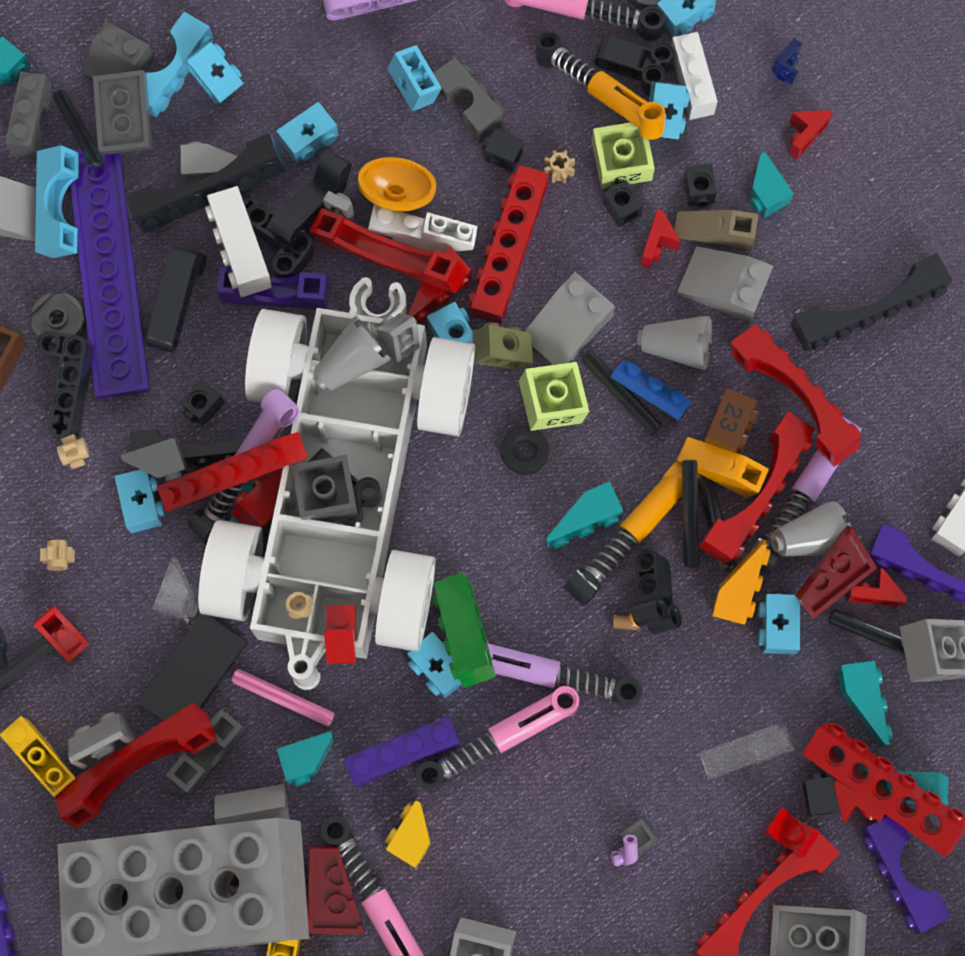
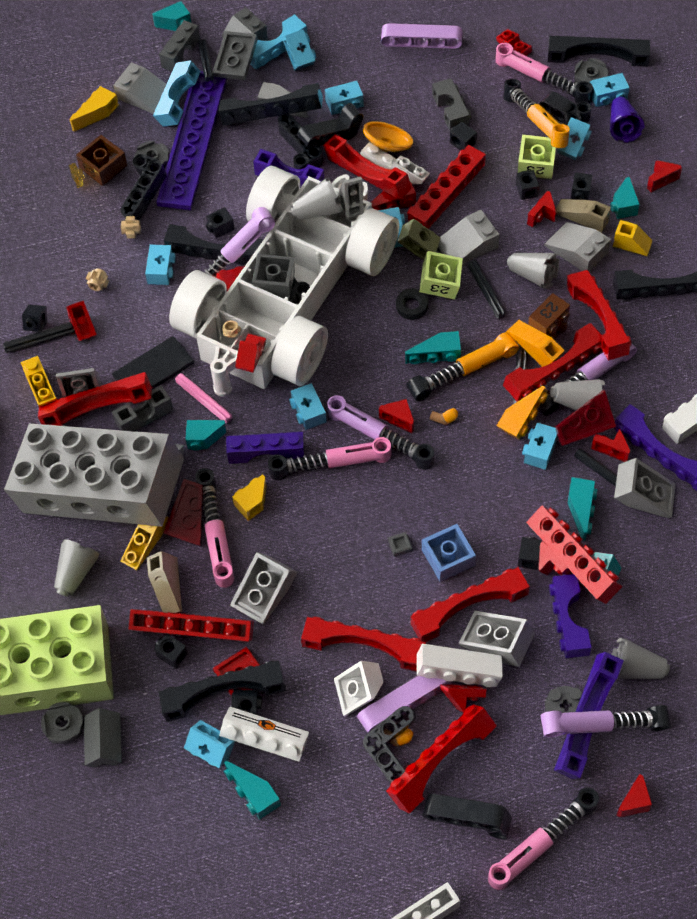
camera: 20 degrees right, 15 degrees down
(159, 459) = (179, 235): dark grey slope -> none
(174, 298) = (226, 160): black beam -> none
(176, 595) = (158, 323): clear slope -> none
(232, 471) = (243, 243): red arch -> none
(239, 242) = (276, 136): white brick -> none
(339, 204) = (347, 133): light grey plate -> none
(414, 78) = (421, 83): medium azure brick -> none
(463, 629) = (331, 385): green brick -> none
(564, 162) = (494, 154): tan gear -> none
(570, 637) = (398, 414): none -> red slope
(627, 854) = (389, 548): lavender arm -> none
(651, 389) = (507, 291): blue plate -> none
(655, 606) = (463, 403): black piece -> none
(690, 513) = (504, 363): black axle -> none
(694, 74) = (599, 126): white brick -> none
(713, 835) = (448, 552): none -> medium blue brick
(726, 54) = (625, 121): none -> dark purple cone
(747, 751) = (492, 512): clear slope -> none
(785, 62) = (663, 134): clear blue bracket -> none
(790, 832) = (497, 562): red slope -> none
(799, 251) = (632, 238): none -> yellow slope

